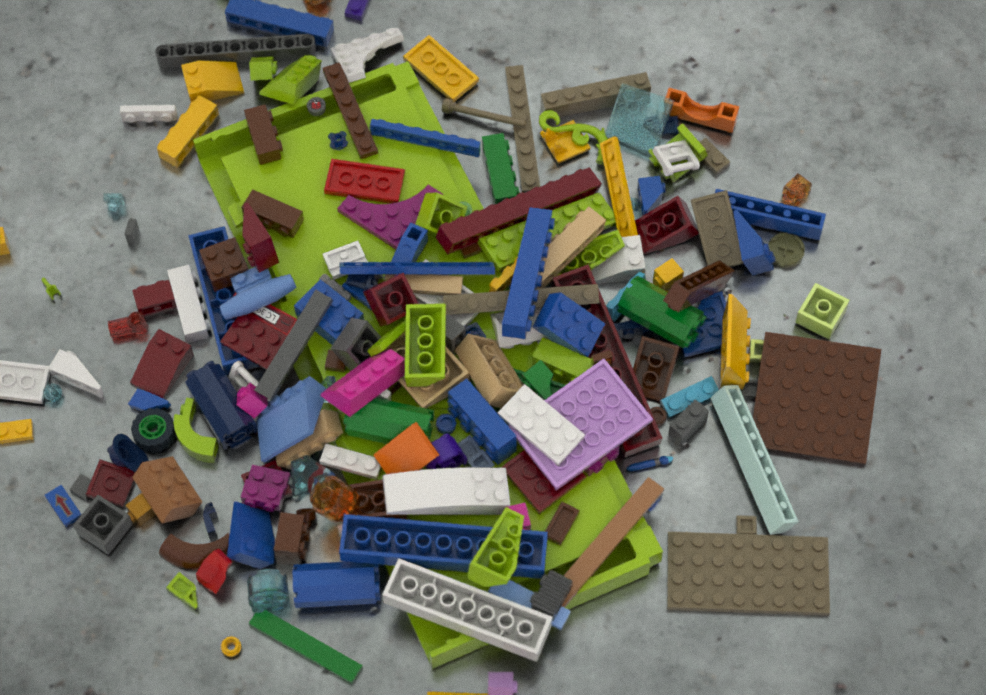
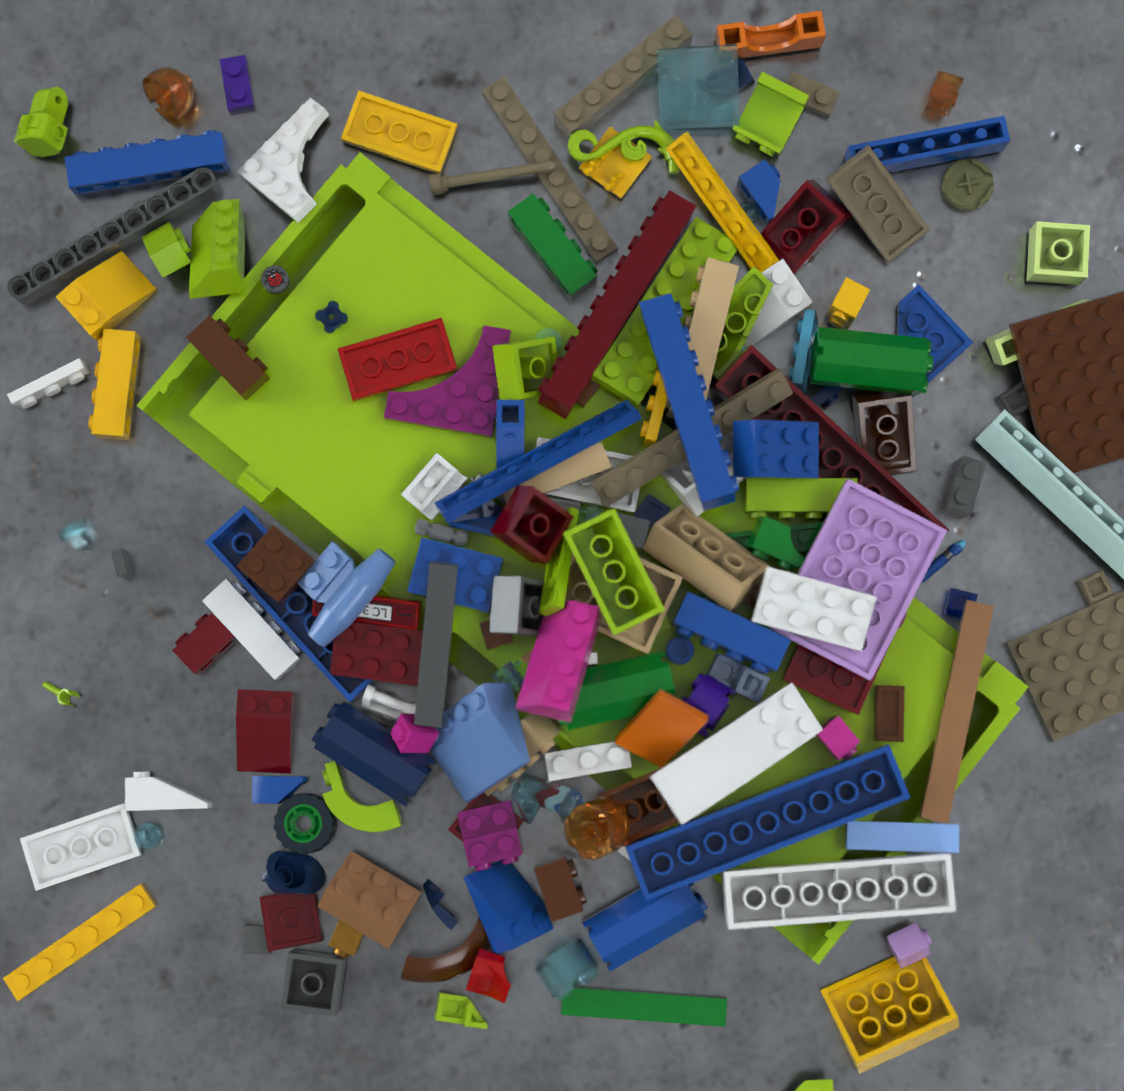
camera: 25 degrees left, 20 degrees up
(63, 505) = (246, 976): blue tile -> none
(126, 325) = (189, 698): clear red piece -> none
(231, 641) = (555, 1062): yellow plate -> none
(257, 242) = (317, 532): dark red slope -> none
(275, 214) = (304, 468): reddish brown brick -> none
(309, 514) = (555, 841): reddish brown tile -> none
(350, 110) = (323, 264): reddish brown plate -> none
(425, 138) = (434, 261): blue plate -> none
(499, 552) = (849, 812): lime wedge -> none
(551, 594) = (930, 820): dark grey brick -> none
(607, 355) = (839, 478): reddish brown tile -> none
(659, 415) = (920, 491): reddish brown tile -> none
(675, 152) = (768, 119): white plate -> none
(698, 285) = (903, 305): reddish brown brick -> none
(699, 391) = (946, 448): medium azure plate -> none
(734, 344) = (976, 360): yellow slope -> none
(753, 250) = (937, 210): blue slope -> none

